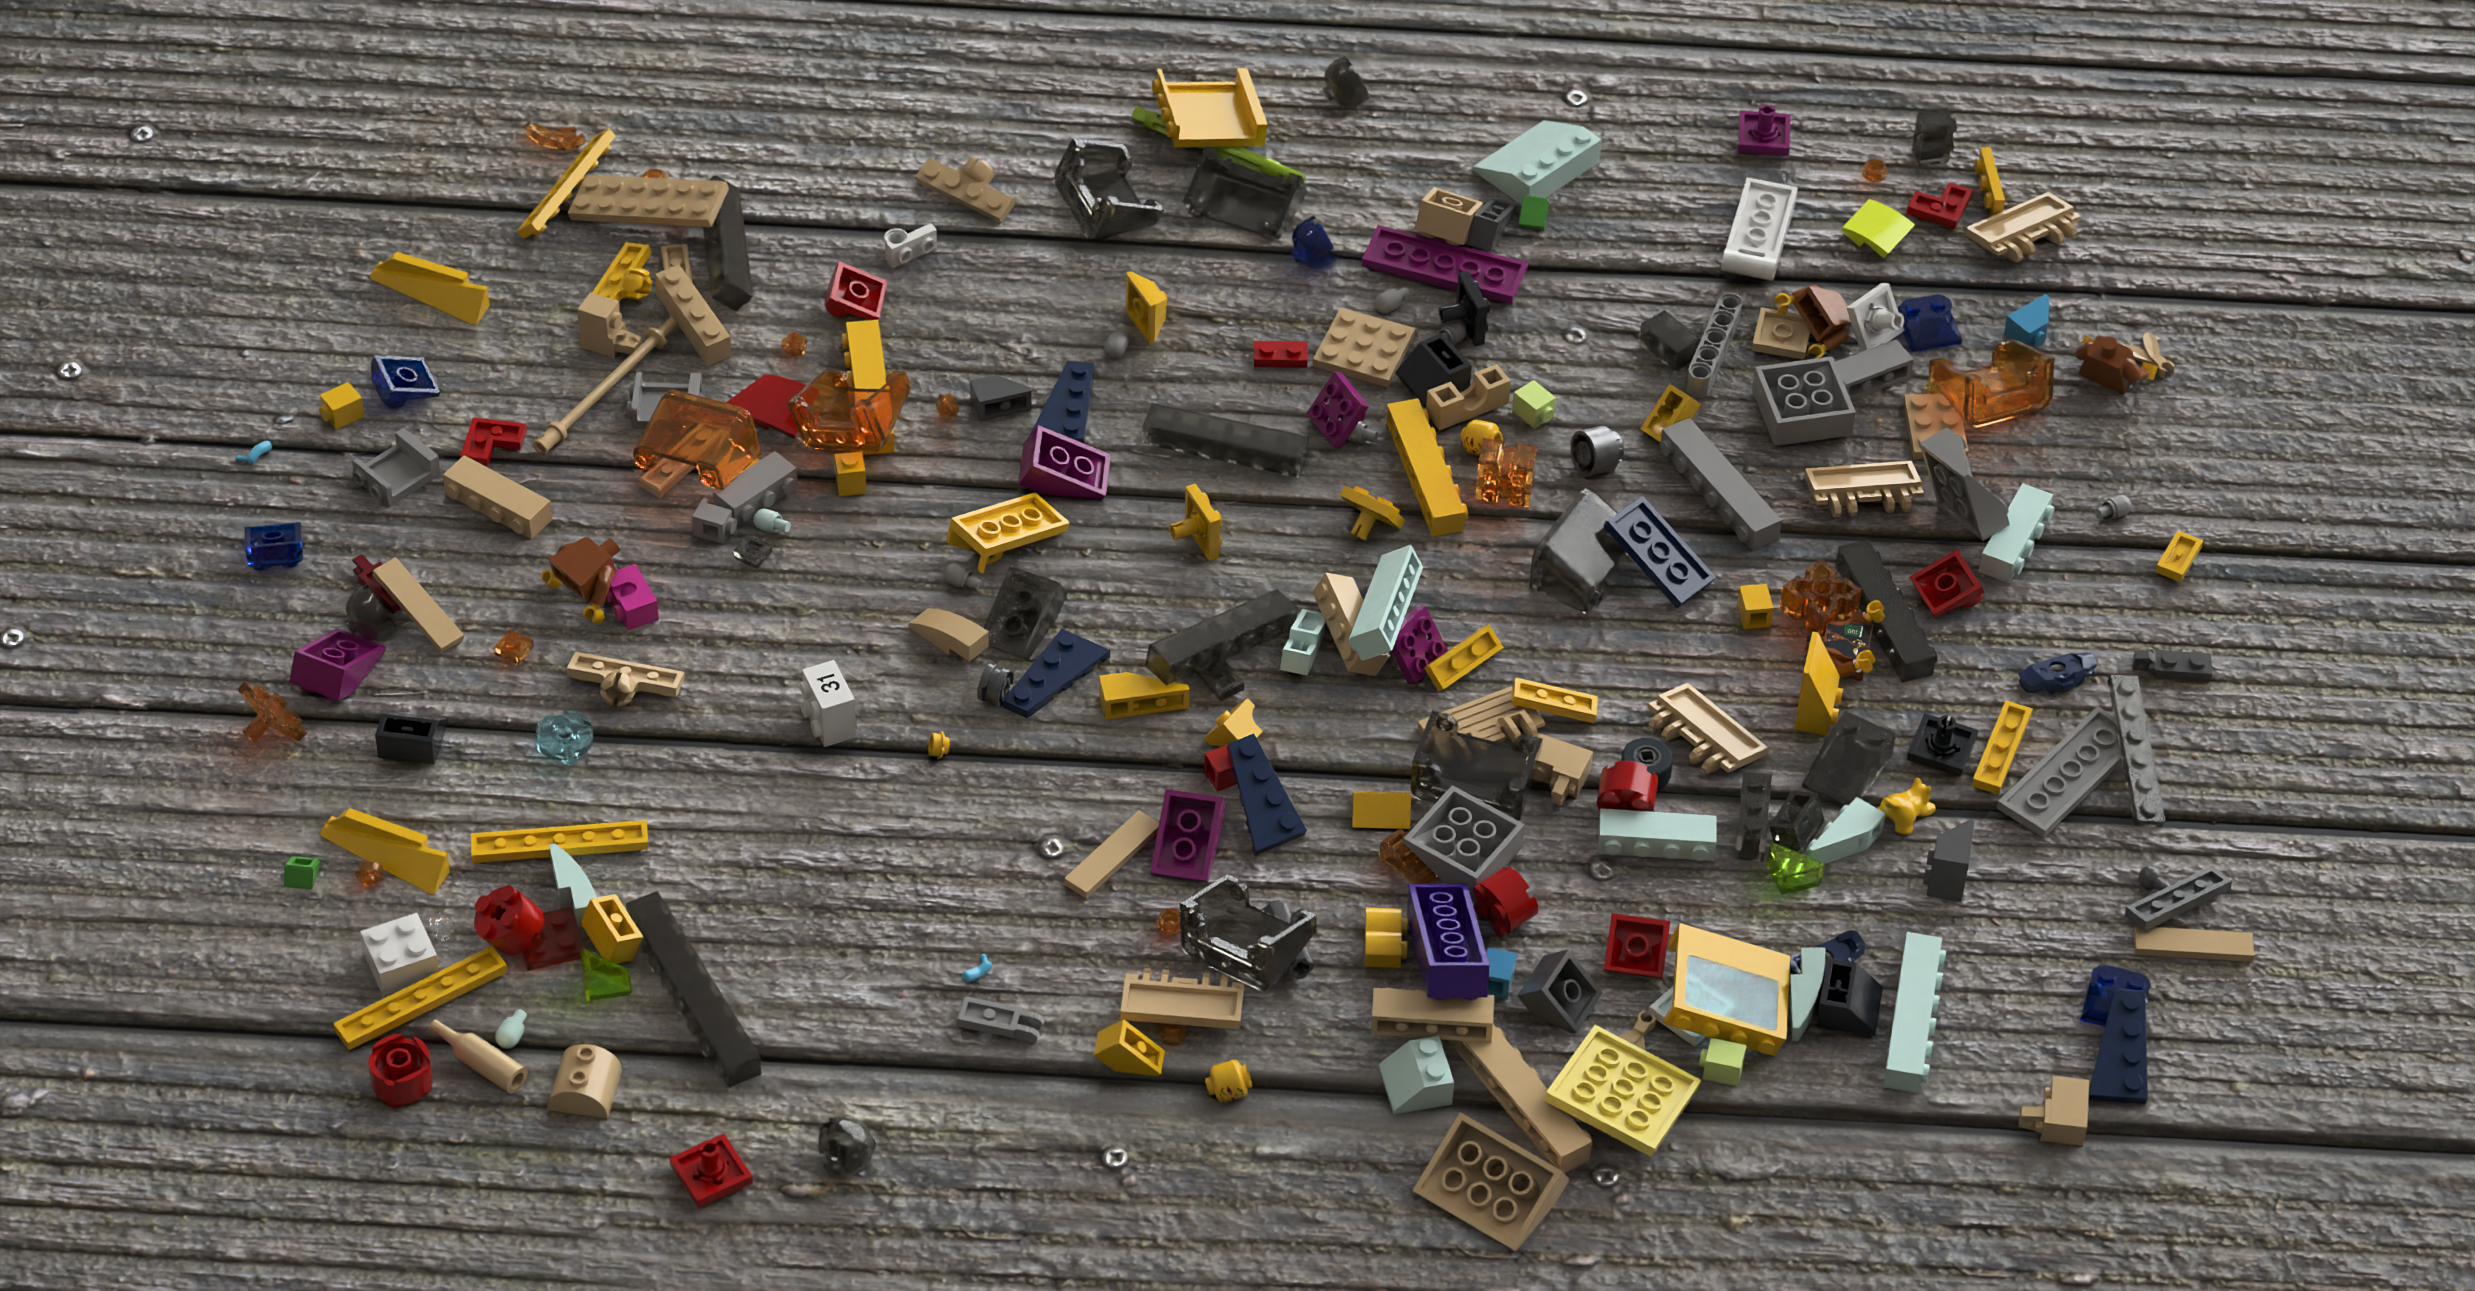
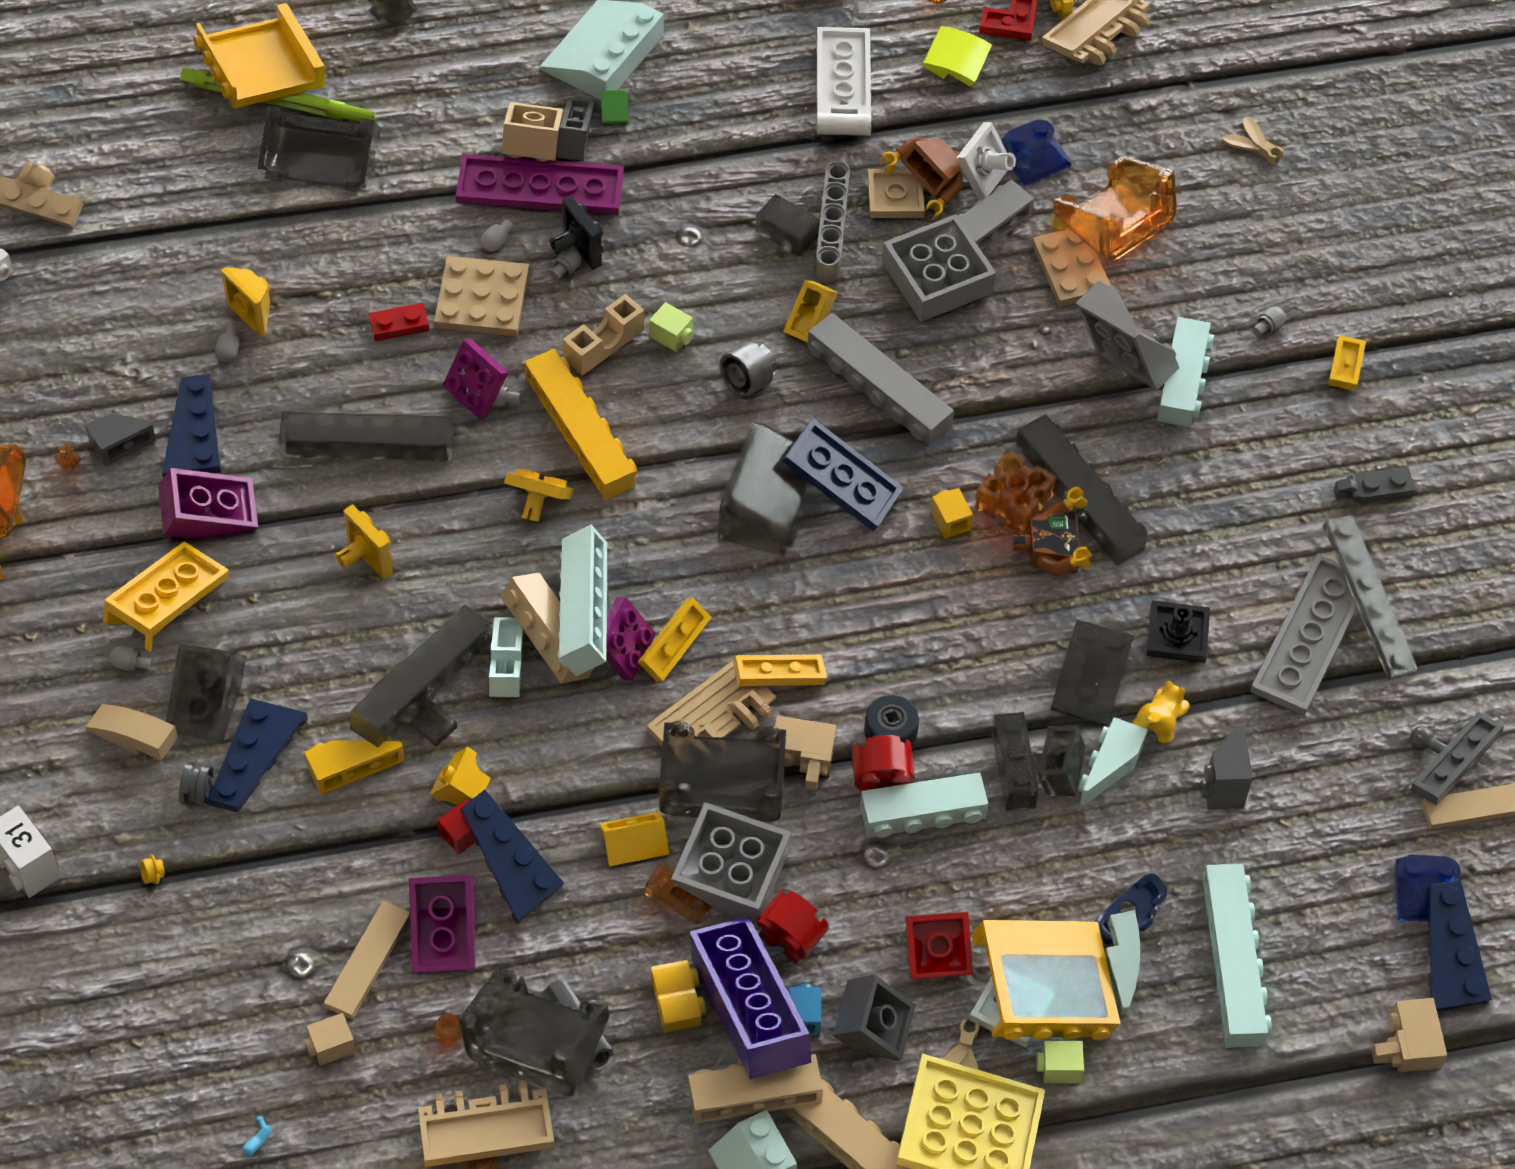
camera: 15 degrees left, 10 degrees up
(1062, 906) = (329, 1039): none -> tan brick
(1098, 193) = (168, 175): clear smoke windscreen -> none
(1312, 245) = (402, 192): clear blue cylinder -> none
(1432, 365) = (561, 308): black slope -> none
(1475, 431) = (628, 378): yellow head -> none
(1506, 472) = (665, 415): clear orange brick -> none
(1702, 723) = (936, 663): tan hinge -> none
(1793, 870) = (1069, 814): clear neon green slope -> none
(1818, 691) = (1042, 603): yellow slope -> none
(1849, 999) = (1168, 957): black slope -> none
(1868, 482) = (1026, 344): tan hinge -> none
(1948, 584) = (1134, 446): red slope -> none
(2002, 747) = (1237, 621): yellow plate -> none
(2029, 322) = (1133, 132): dark azure slope -> none
(2040, 676) = (1250, 530): dark blue piece -> none
(2111, 363) = (1223, 161): dark orange torso -> none

